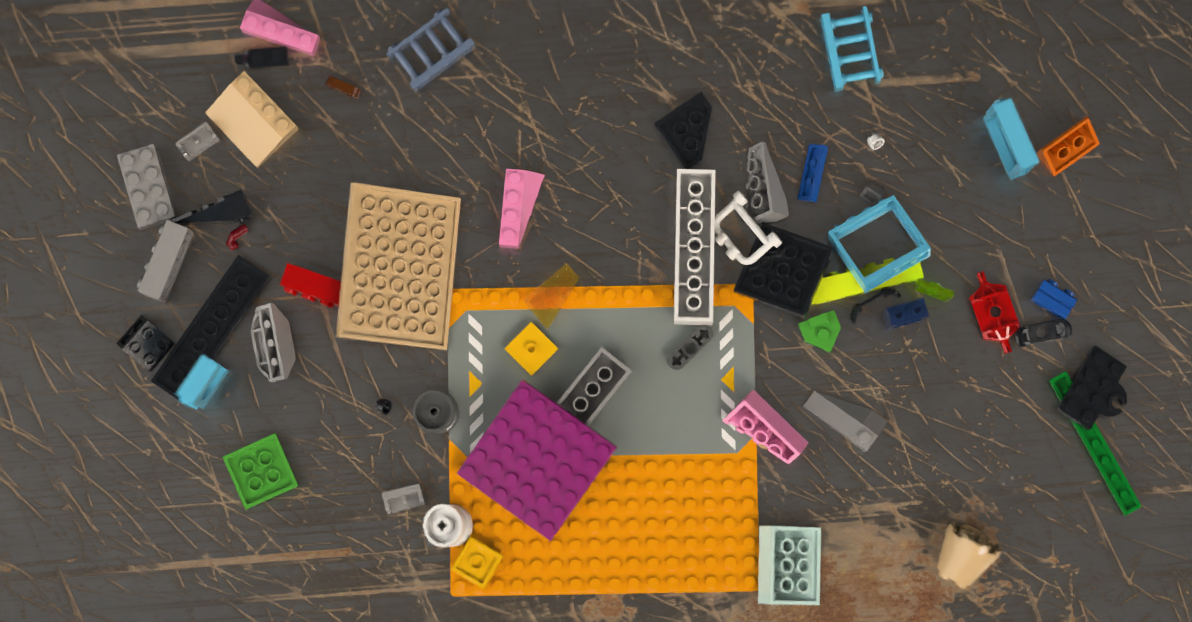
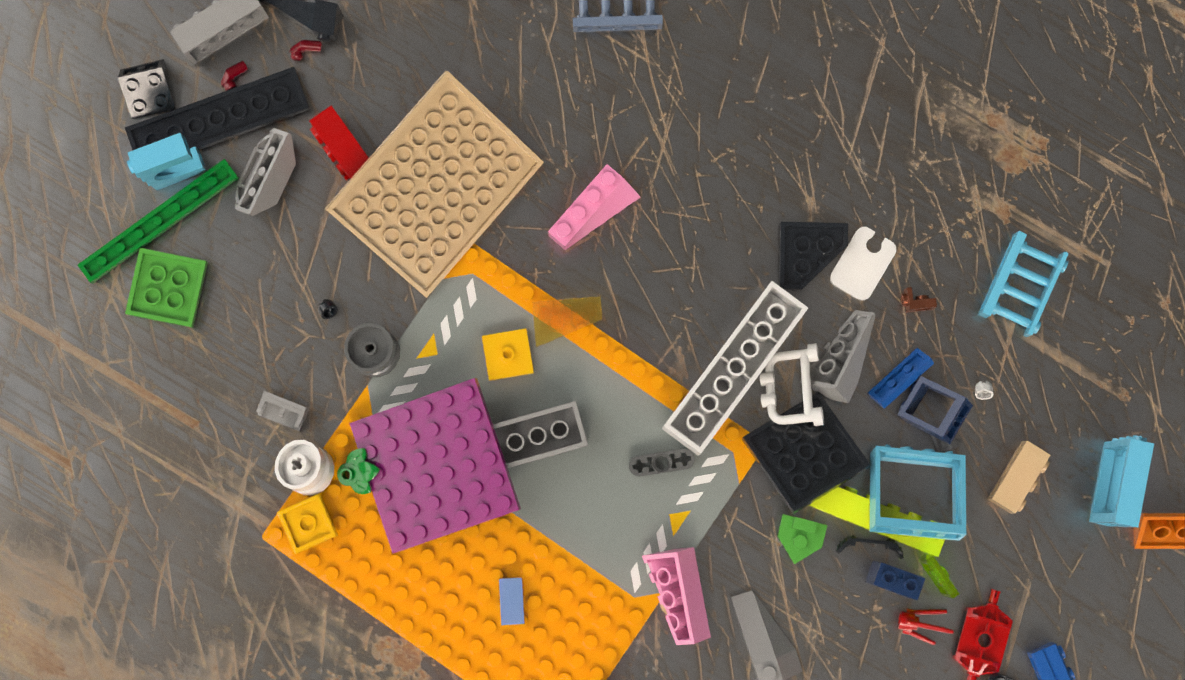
camera: 30 degrees right, 0 degrees up
(198, 298) = (231, 73): none -> dark red arm
(221, 429) = (158, 221): none -> green plate
(488, 500) = (360, 471): none -> green plate
(655, 515) = (511, 601): none -> medium blue tile
(731, 117) = (860, 269): none -> white piece
(790, 111) = (921, 303): none -> copper bracket
(867, 177) = (952, 420): none -> dark blue window
(936, 335) = (909, 622): none -> red plant
(941, 183) = (1019, 477): none -> tan brick

